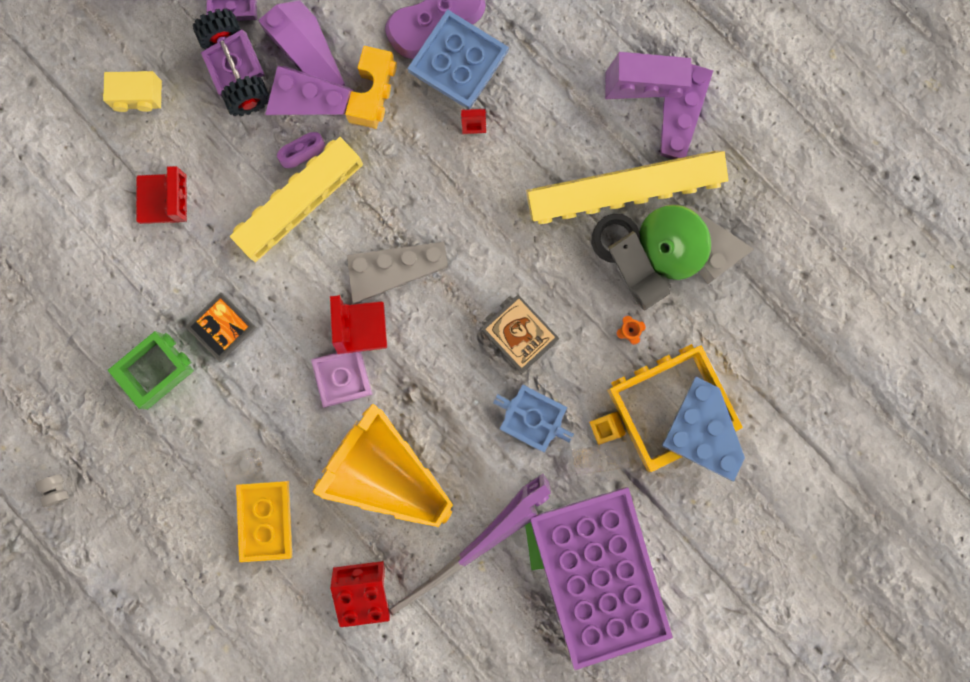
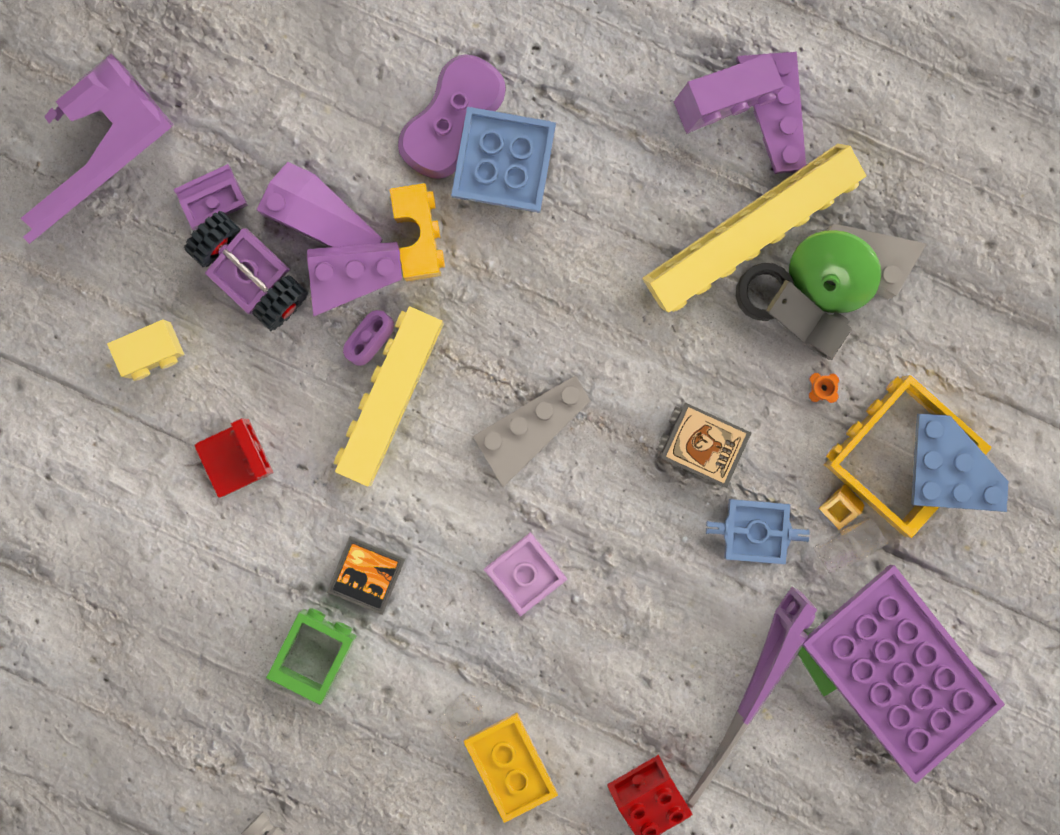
camera: 25 degrees left, 5 degrees up
(357, 326) = (522, 510): red bracket -> none
(382, 474) = (619, 663): yellow cone -> none
(473, 121) = (550, 223): red plate -> none

